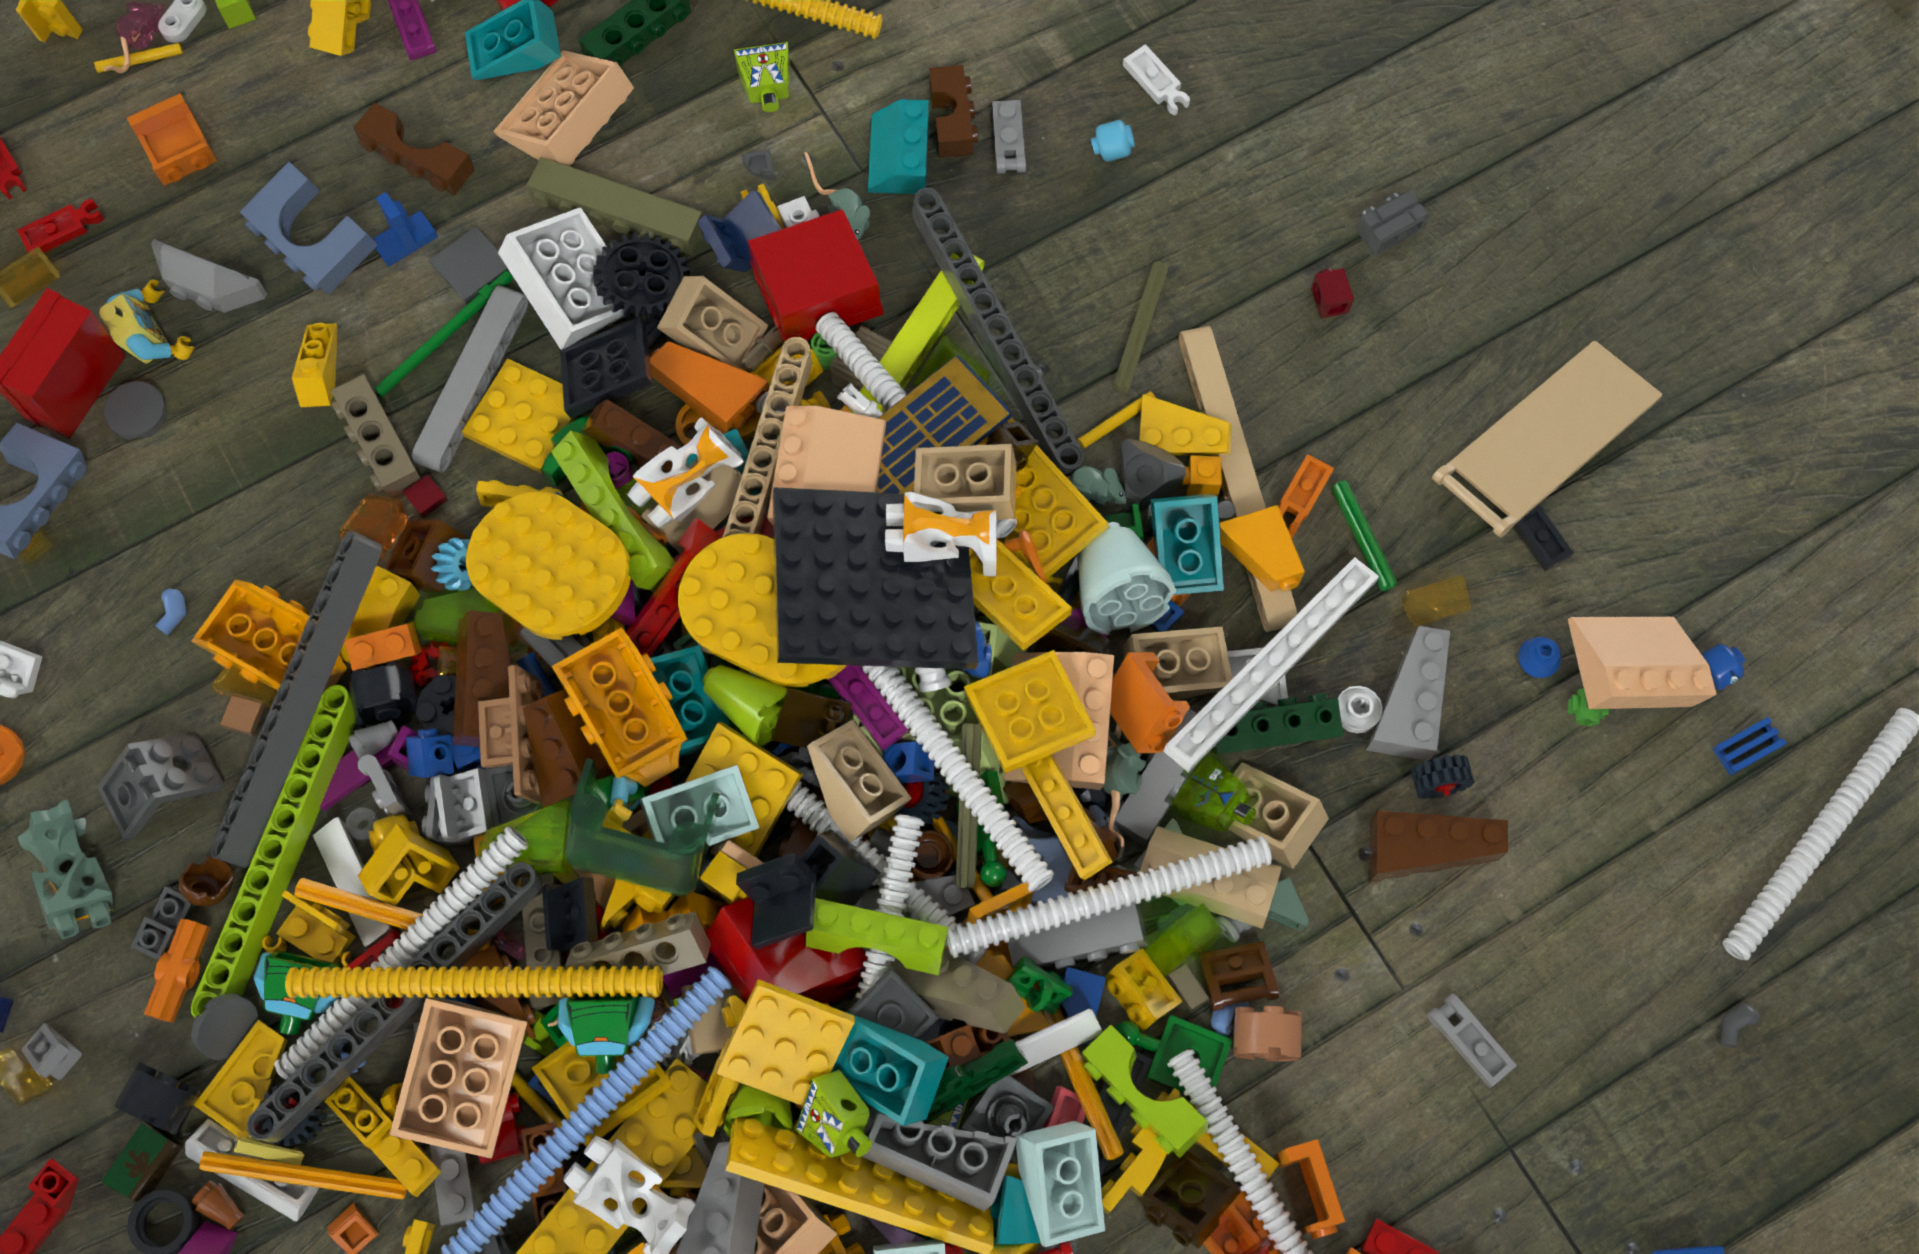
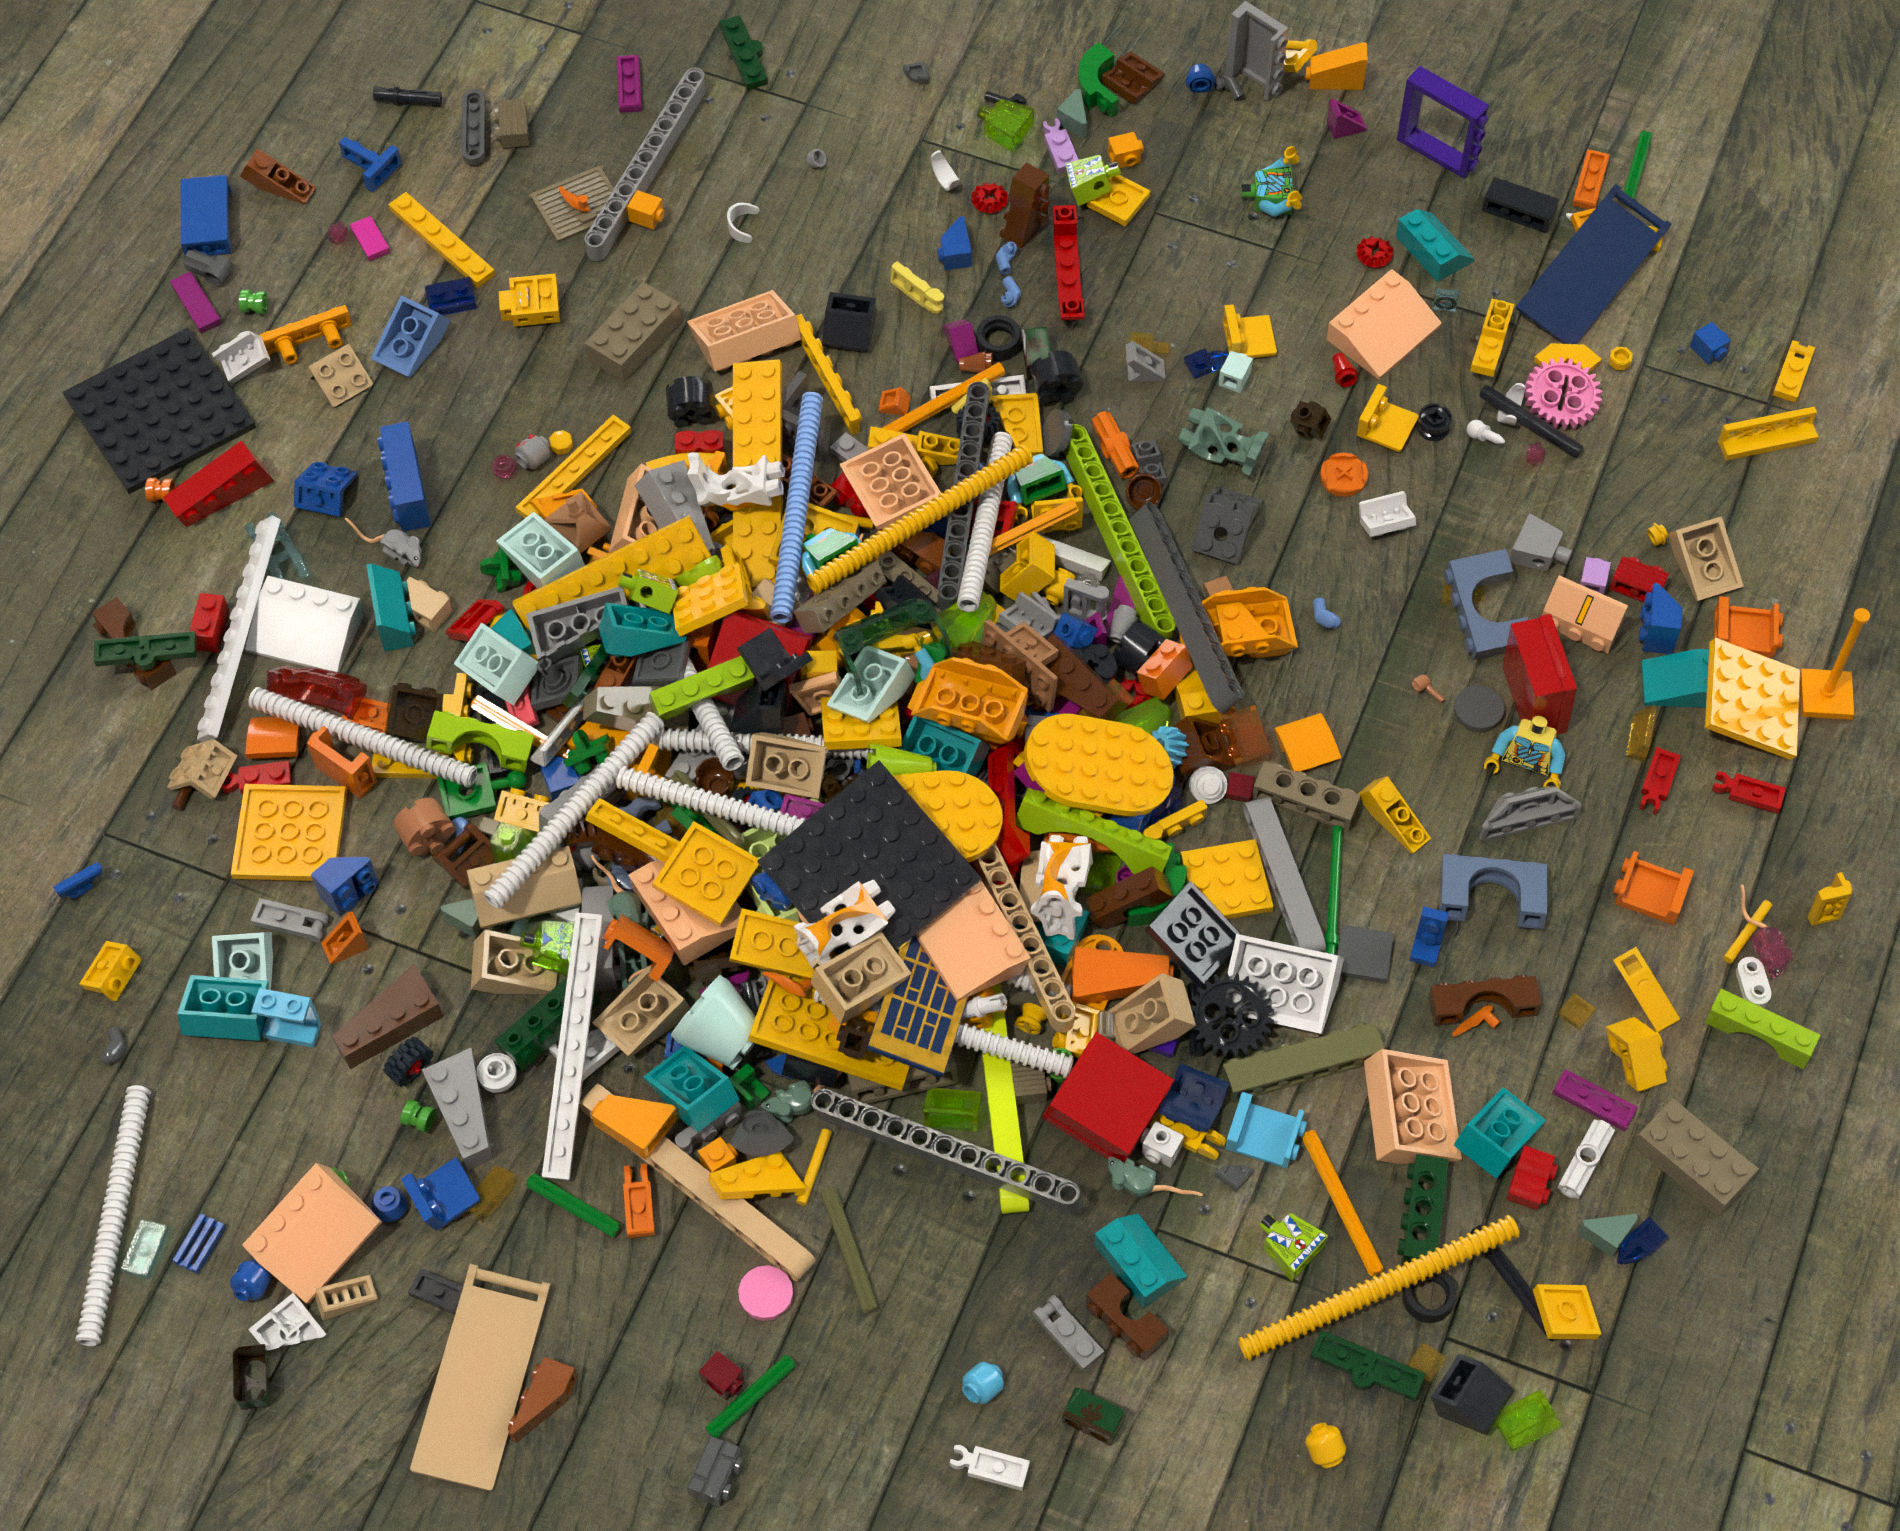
camera: 145 degrees right, 10 degrees down
(160, 472) = (1423, 682): none -> nougat hand
(270, 637) = (1237, 622): none -> light orange wing
(273, 65) = (1646, 989): none -> yellow slope
(322, 489) = (1307, 743): none -> light orange slope
(347, 95) = (1576, 1011): none -> clear yellow tile
(425, 142) = (1474, 1020): none -> orange bar
(454, 510) = (1208, 784): none -> white plate
(692, 83) = (1342, 1203): none -> light orange axle
(700, 174) = (1265, 1133): none -> medium azure panel
(1043, 56) = (1093, 1416): none -> piece
(1242, 340) = (765, 1293): none -> bright pink tile
(1314, 265) = (750, 1396): none -> green axle
(1394, 1030) = (344, 882): none -> blue slope
(1413, 1152) = (287, 831): none -> yellow plate
(1426, 969) = (344, 940): none -> orange slope
(1464, 727) = (418, 1116): none -> bright green wheel
(1488, 623) = (442, 1194): none -> blue bracket
(1497, 379) = (547, 1393): none -> dark orange slope
(1545, 906) = (288, 1016): none -> medium azure panel
(1555, 1012) = (243, 956): none -> light aqua slope
(1600, 977) = (221, 1008): none -> teal slope
(1639, 608) = (338, 1308): none -> tan slope
(1700, 1119) = (111, 970): none -> yellow bracket
(1706, 607) = (286, 1325): none -> white slope
(1785, 558) = (241, 1358): none -> dark brown piece
(1809, 773) = (144, 1249): none -> clear light blue plate

